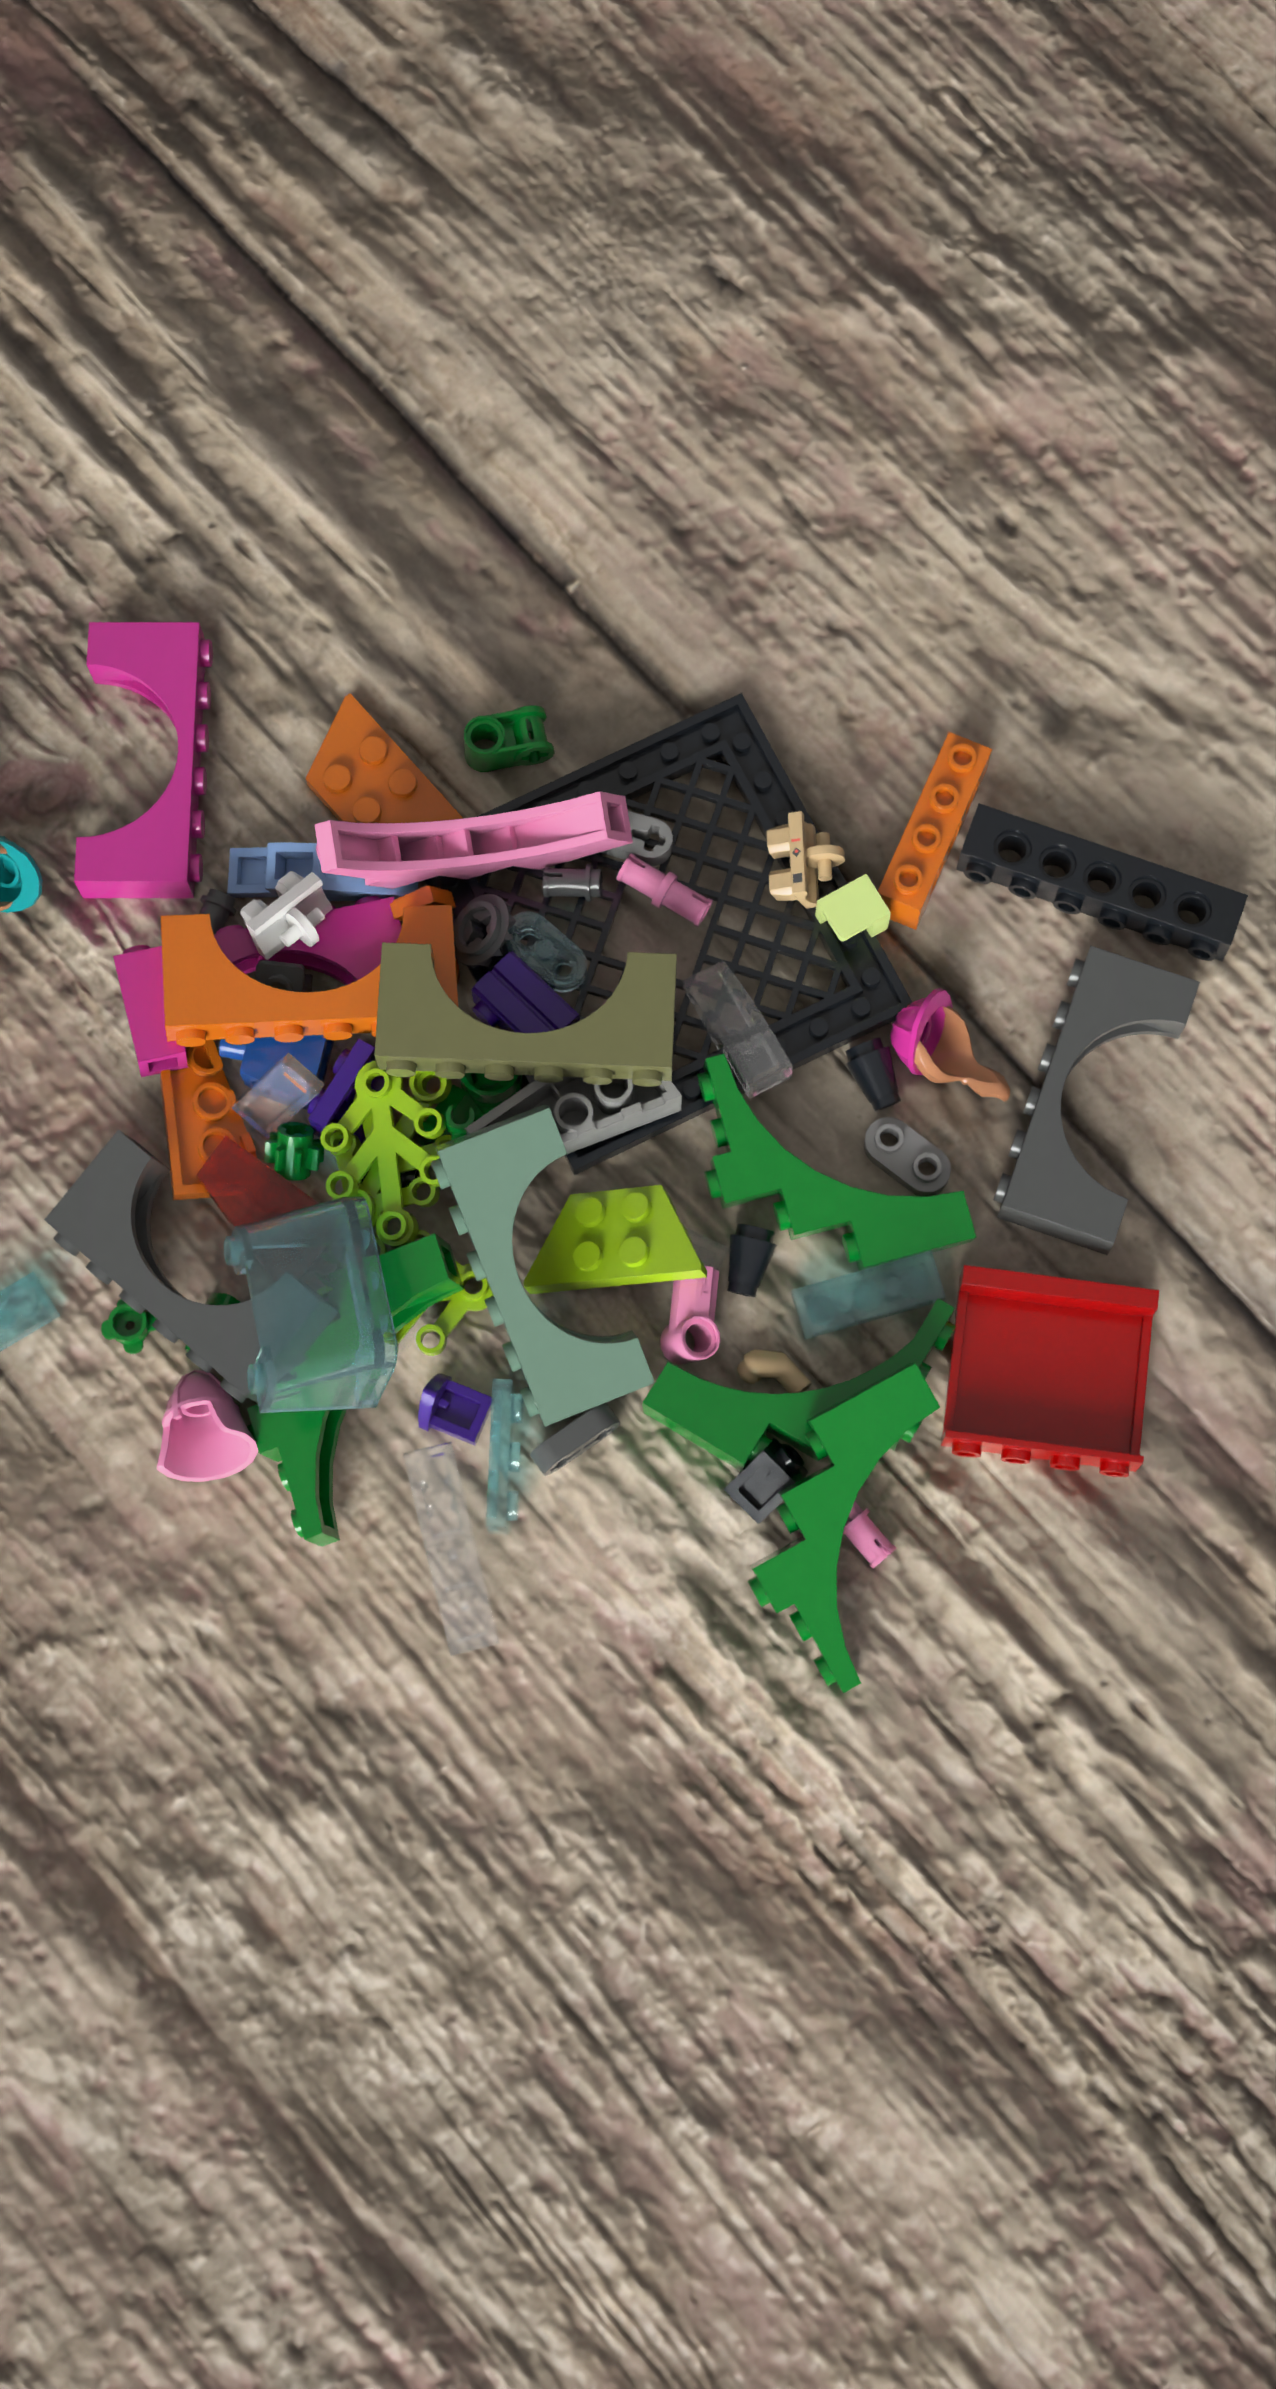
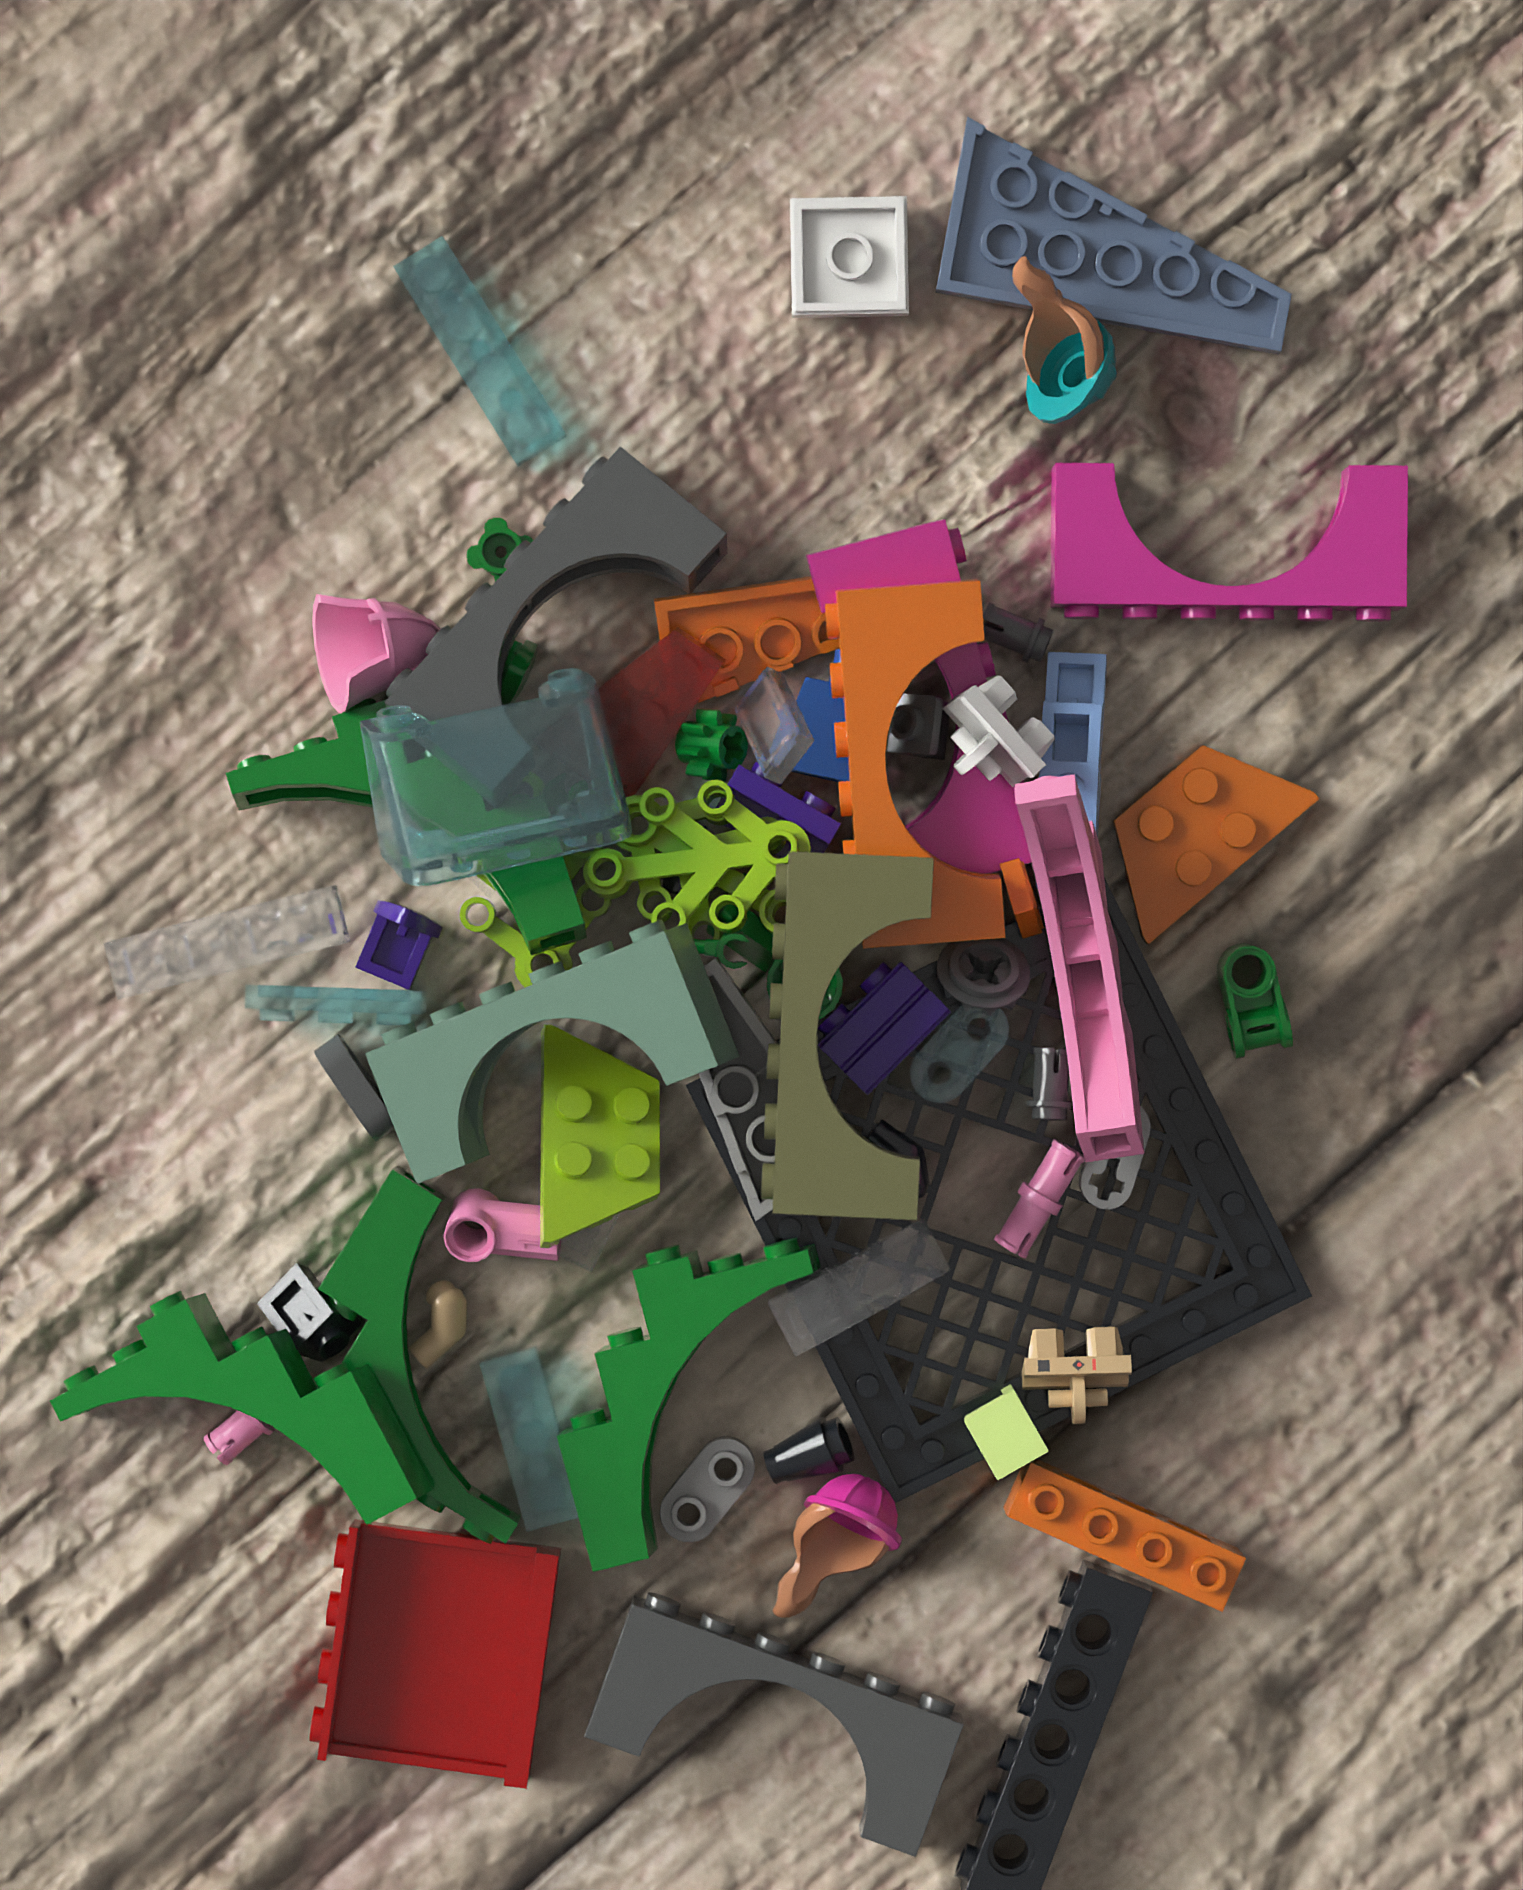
camera: 85 degrees right, 15 degrees up
(749, 1258) = (577, 1296): black cone -> none

